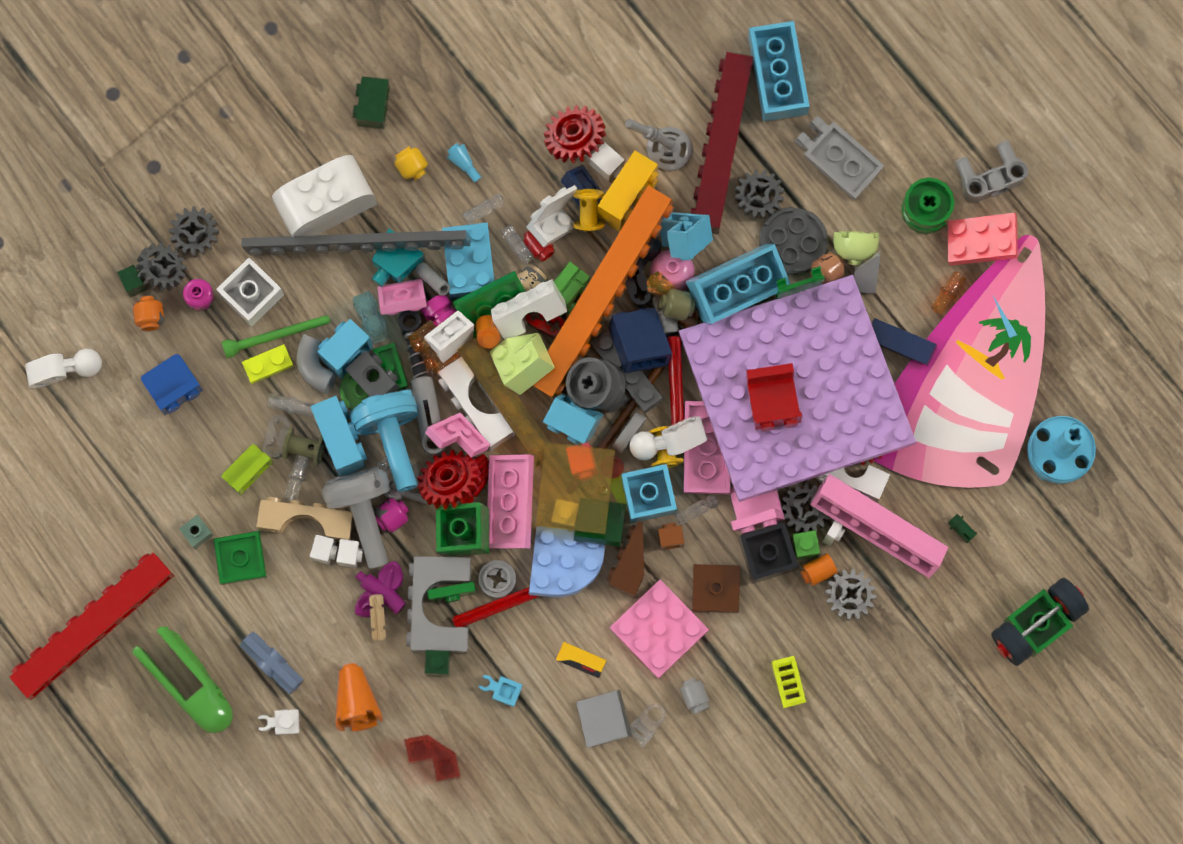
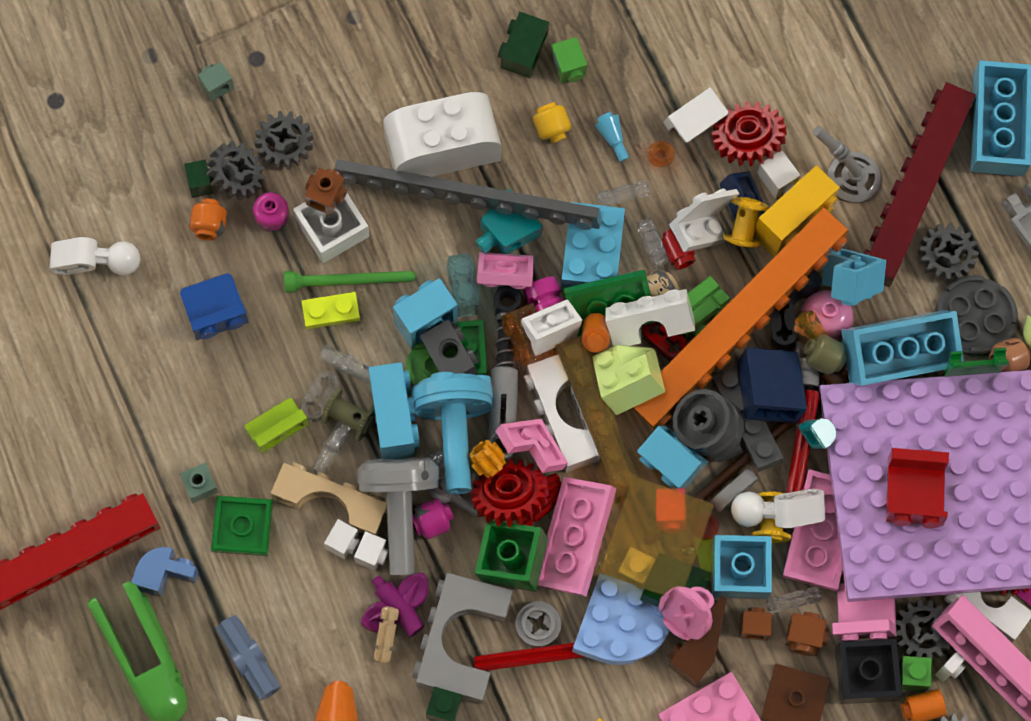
camera: 10 degrees right, 5 degrees down
(124, 195) = (215, 81): none -> sand green plate
(179, 607) = (157, 565): none -> medium blue brick
(239, 268) = (325, 190): none -> dark orange brick
(310, 366) = (379, 325): light grey cylinder -> none
(412, 107) = (569, 60): none -> bright green brick
(424, 456) = (487, 458): none -> light orange gear
(432, 279) = (545, 258): light grey piece -> none
(451, 593) = (481, 627): green plate -> none
(503, 162) = (661, 146): none -> clear orange plate
(528, 129) = (696, 115): none -> white panel
(613, 541) = (687, 611): none -> bright pink tile
(685, 370) = (818, 432): none -> brick
(713, 534) = (806, 633): none -> dark orange brick

